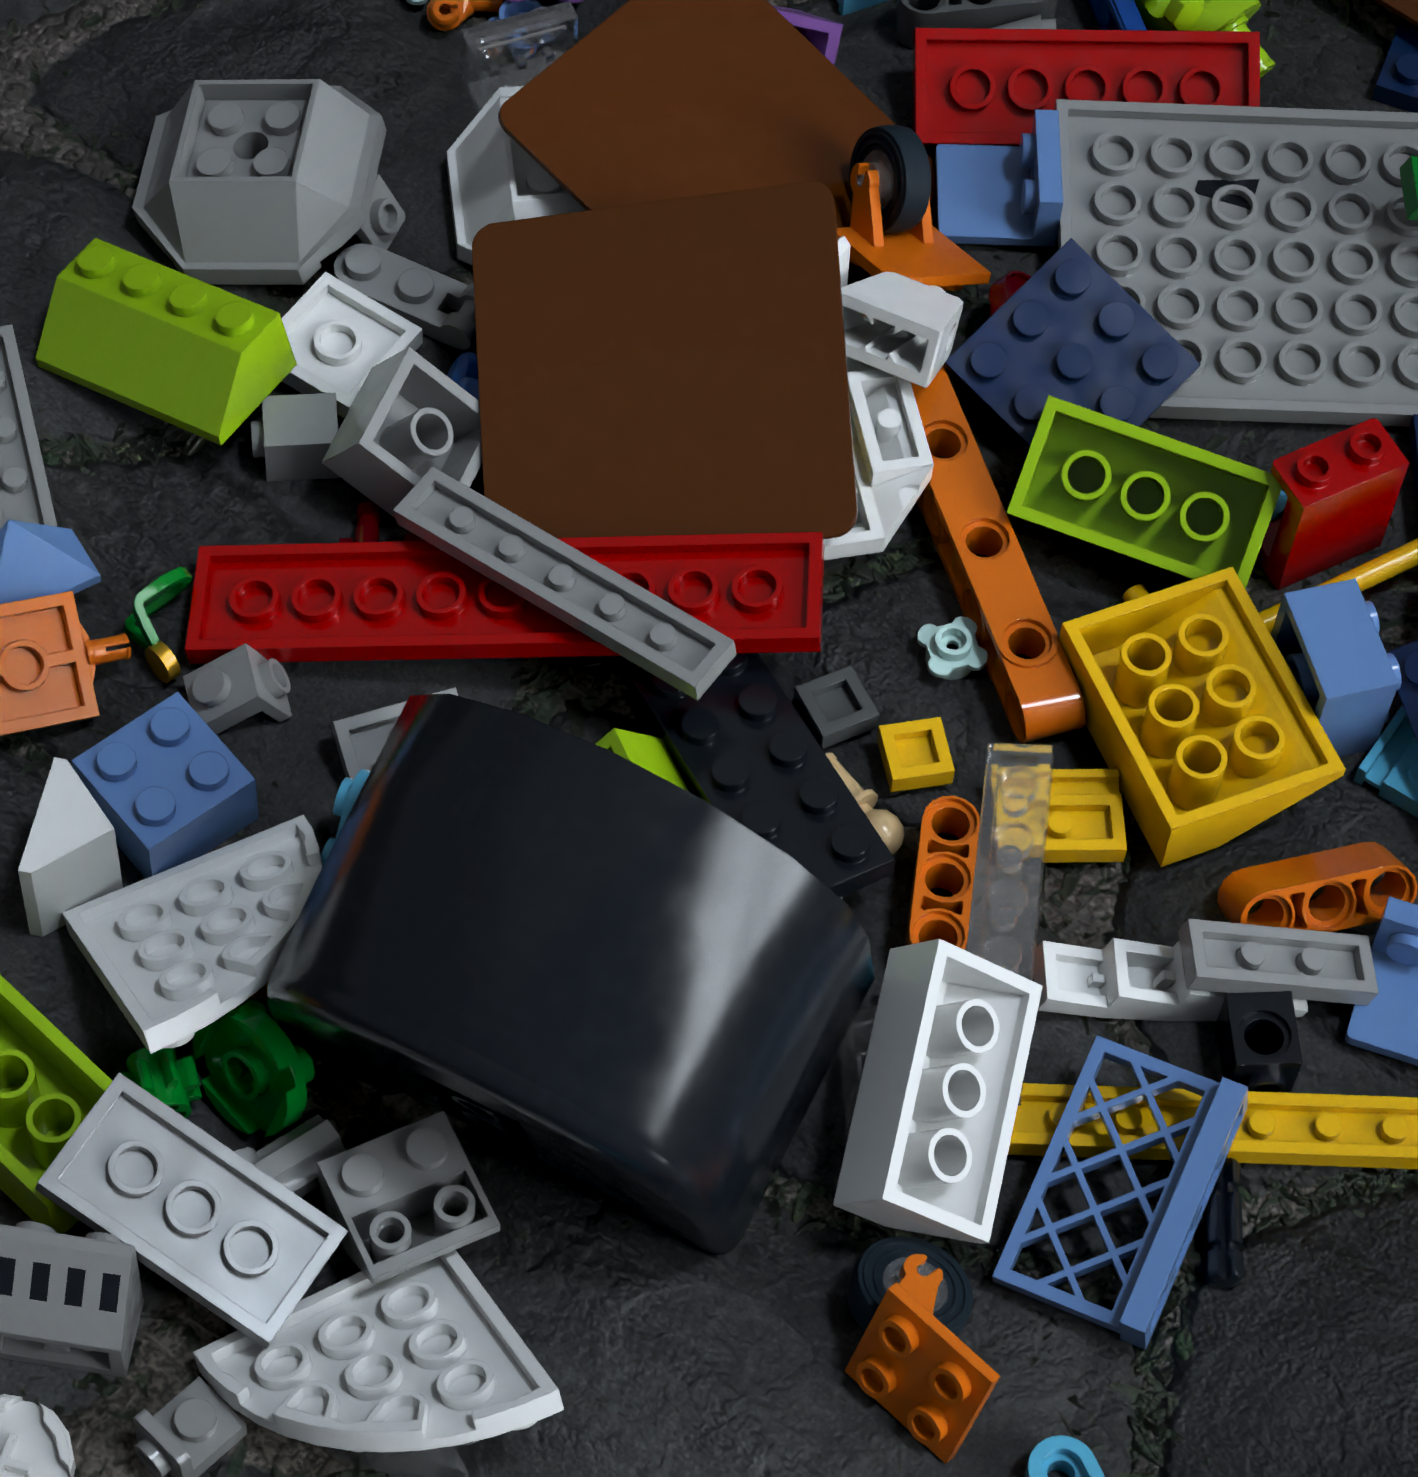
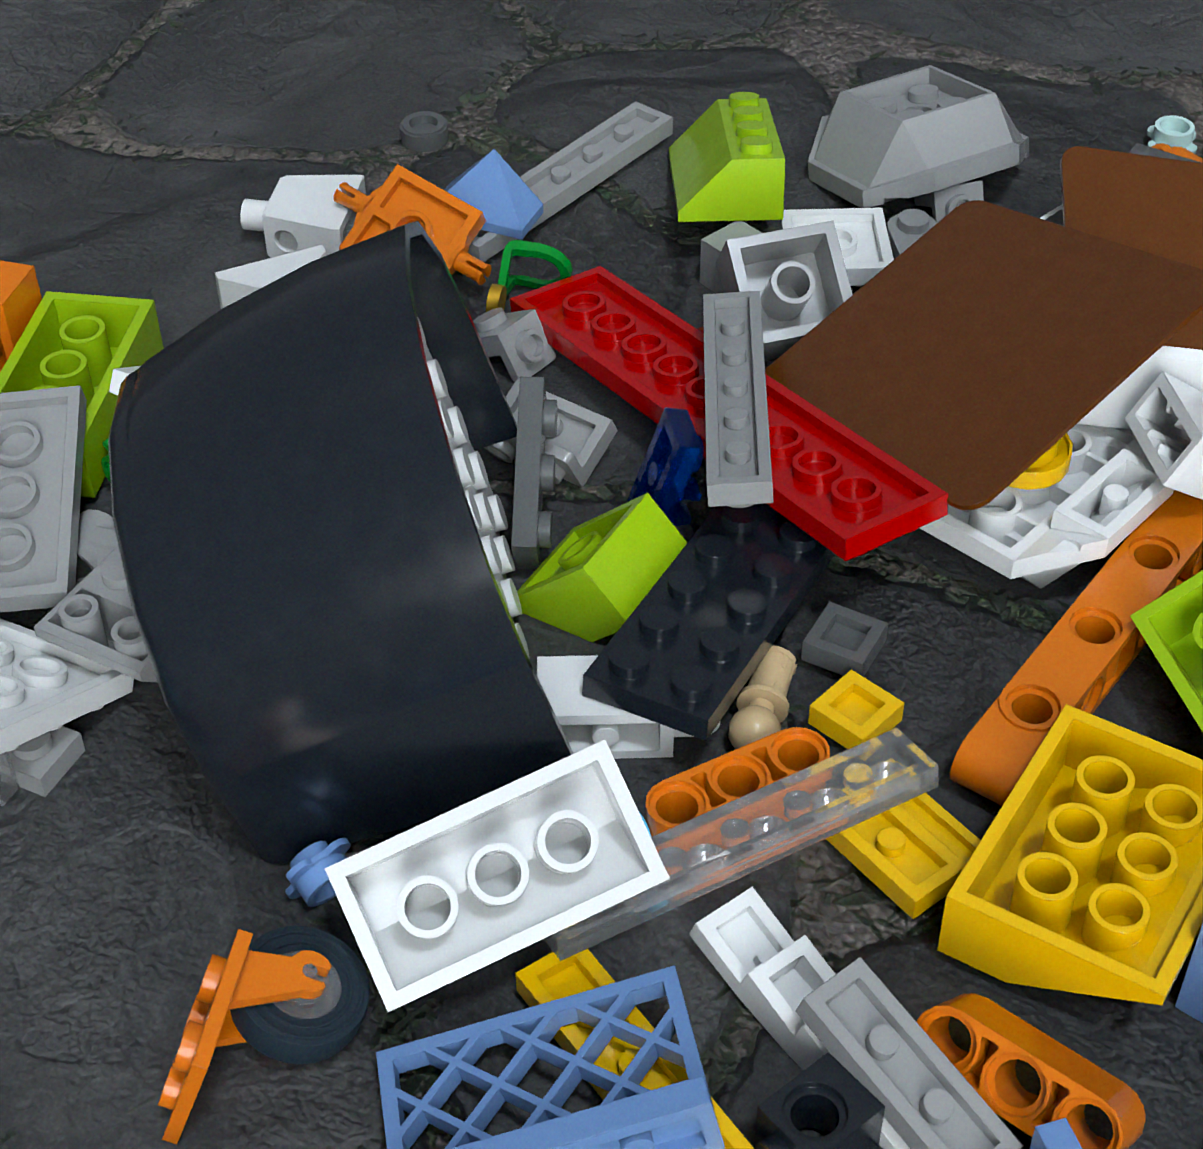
camera: 60 degrees right, 15 degrees down
(570, 686) = (669, 465): none -> clear blue plate
(790, 1217) = (309, 874): none -> medium blue plate
(947, 662) = (979, 682): light aqua plate -> none

